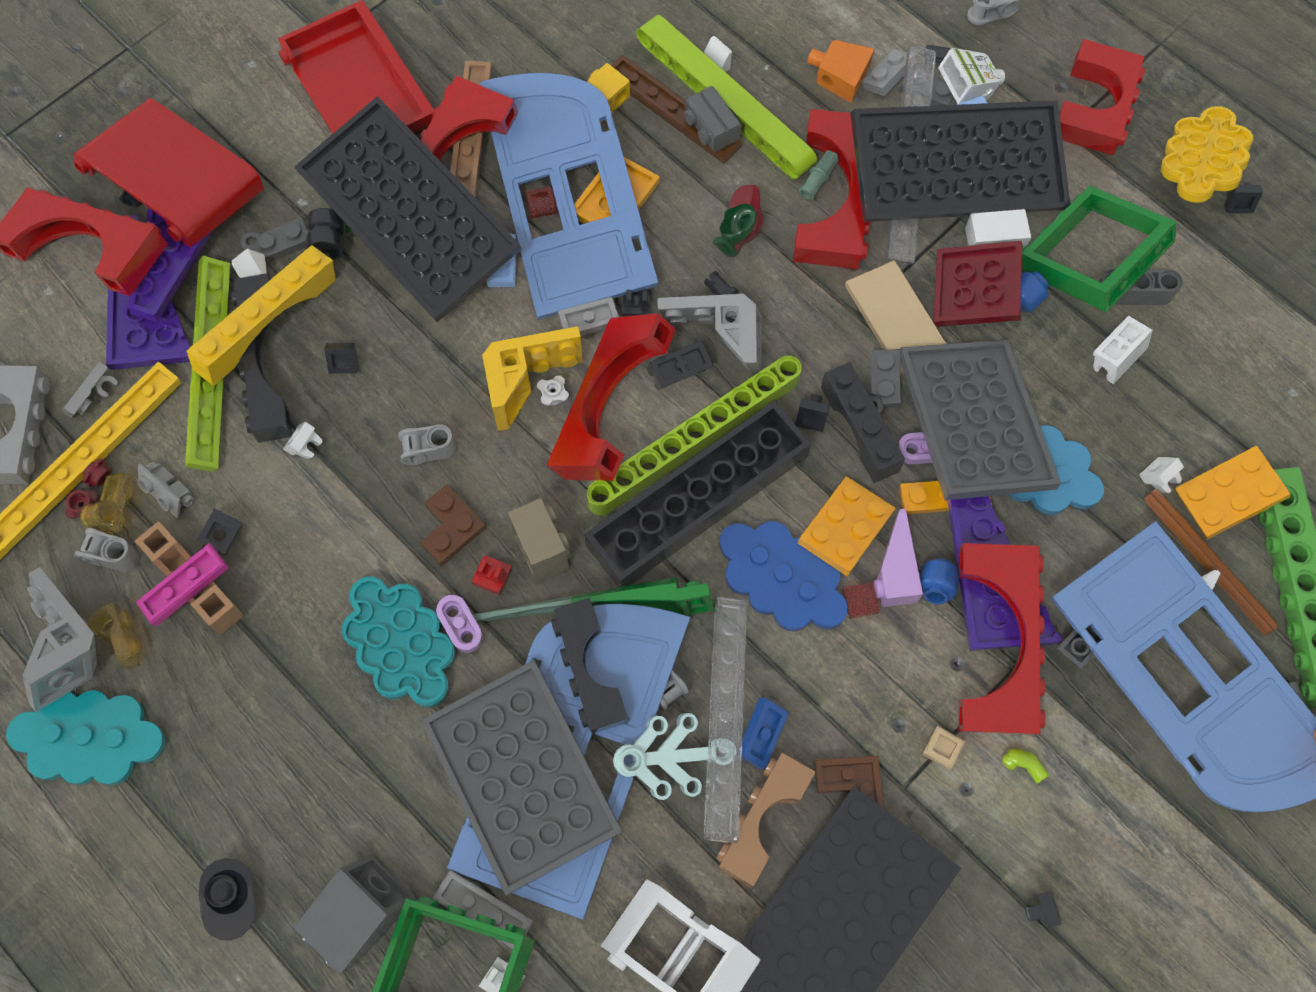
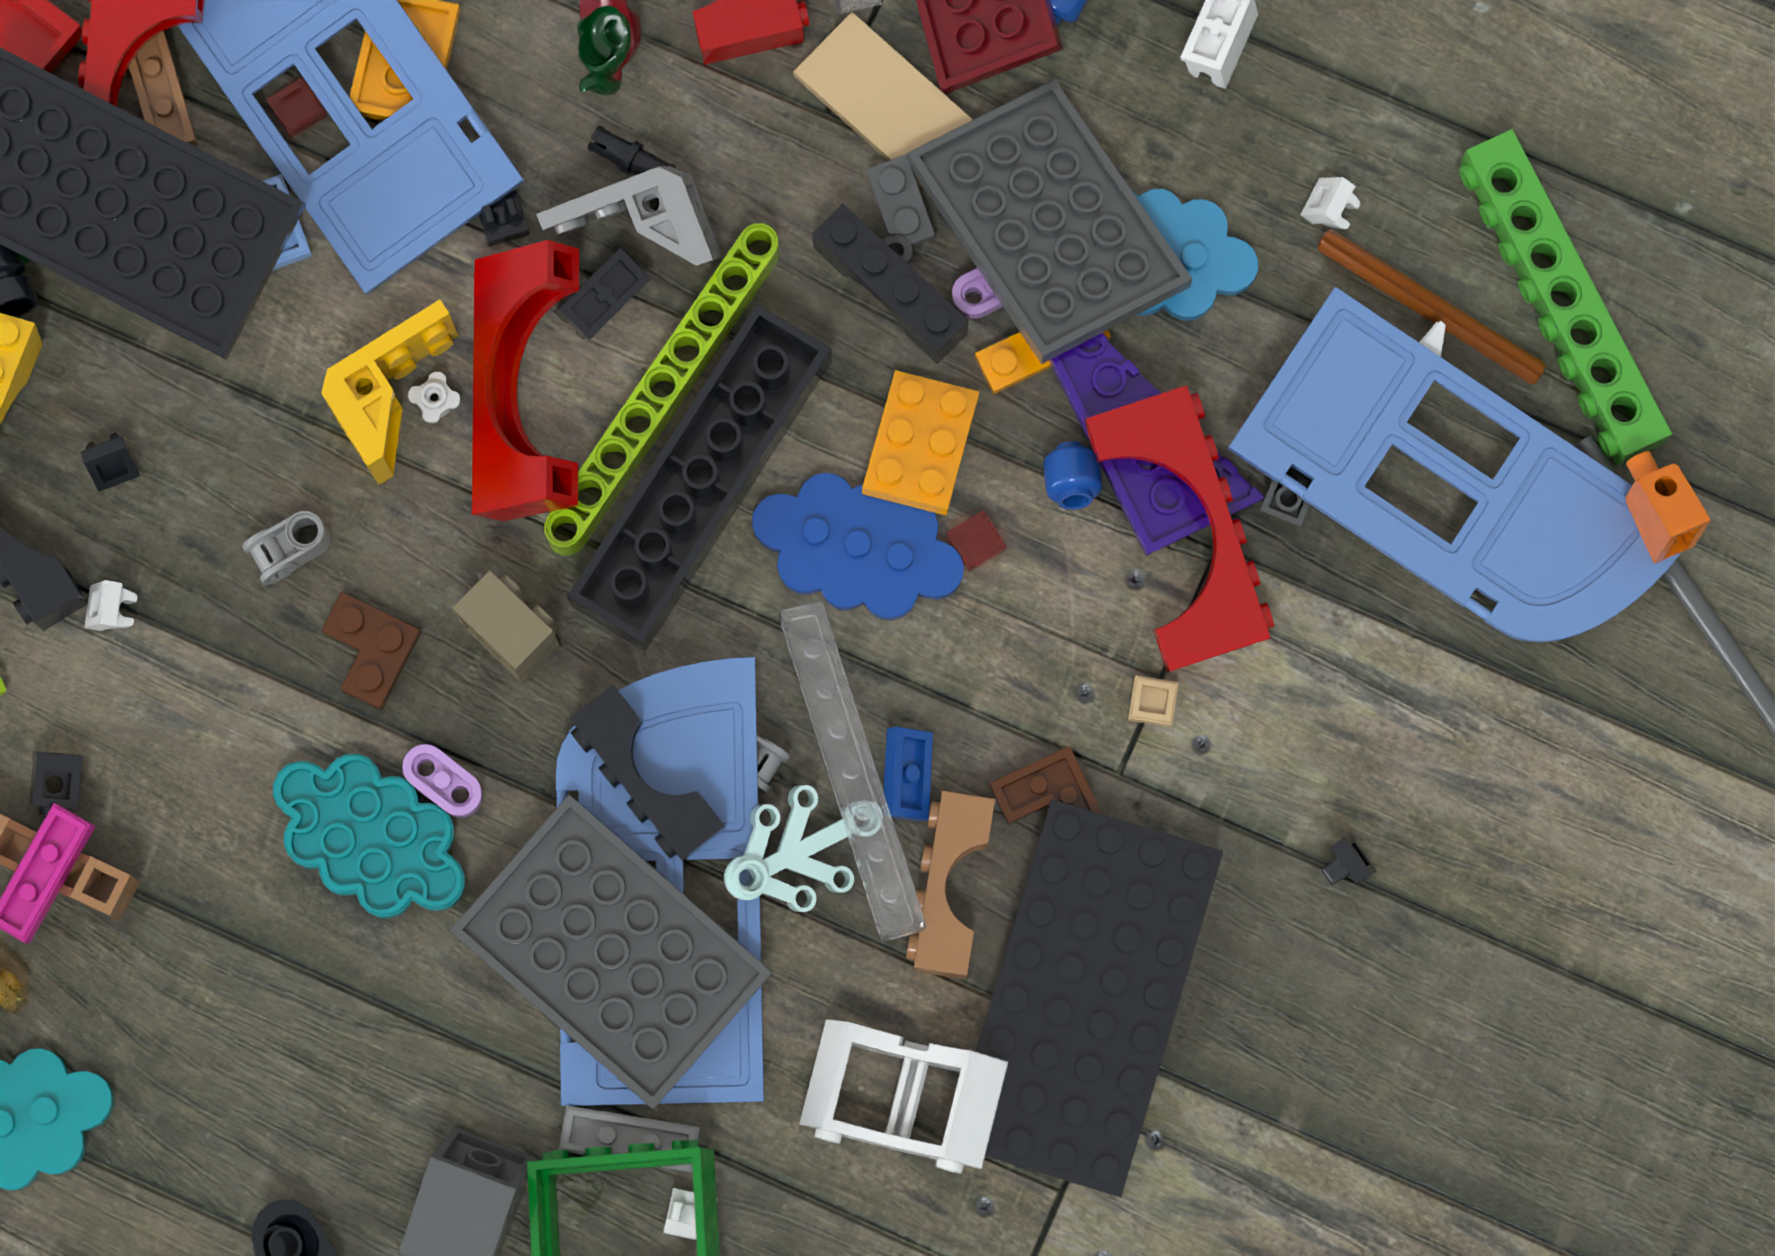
camera: 20 degrees left, 10 degrees up
(491, 575) = (457, 696): red tile -> none
(589, 316) = (440, 268): light grey plate -> none
(660, 594) = (697, 641): green plate -> none
(812, 413) = (816, 295): black tile -> none
(898, 575) = (1013, 484): lavender slope -> none
(1025, 759) = (1263, 677): lime arm -> none
(1232, 492) = (1431, 199): light orange plate -> none

